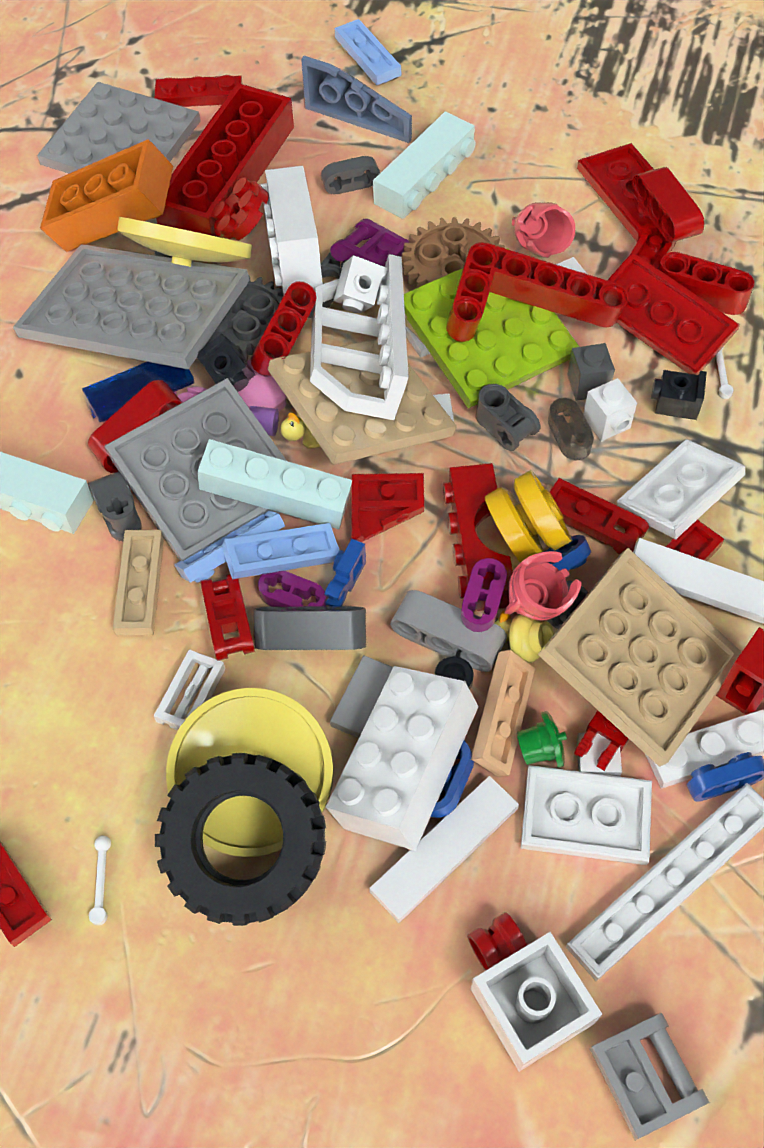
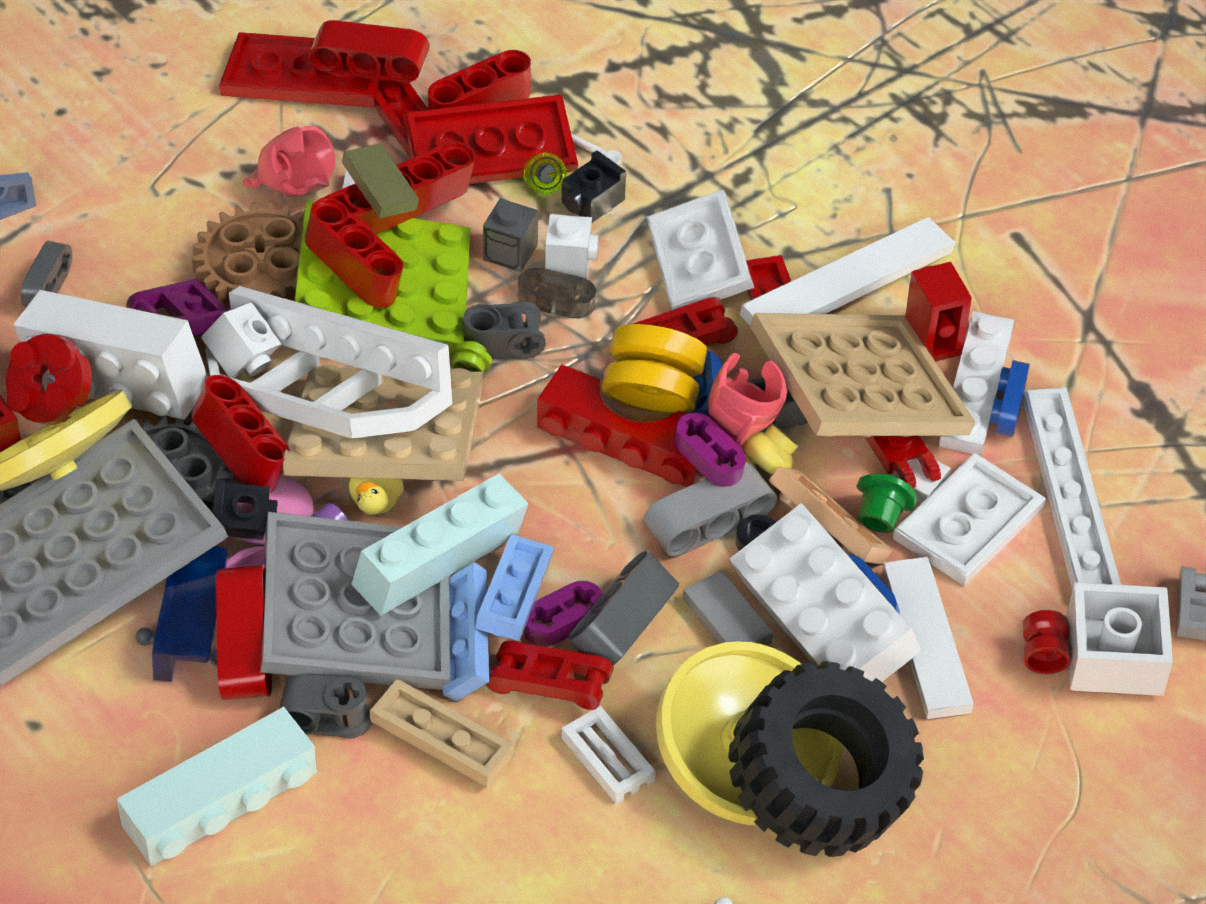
camera: 60 degrees left, 10 degrees down
(348, 567) = (577, 548): blue plate -> none
(384, 502) = (528, 468): red wing -> none
(424, 165) = (100, 206): light aqua brick -> none
(465, 414) = (470, 356): none -> lime plate
(535, 264) = (380, 180): none -> olive tile
(666, 357) = (544, 173): none -> clear neon green tile

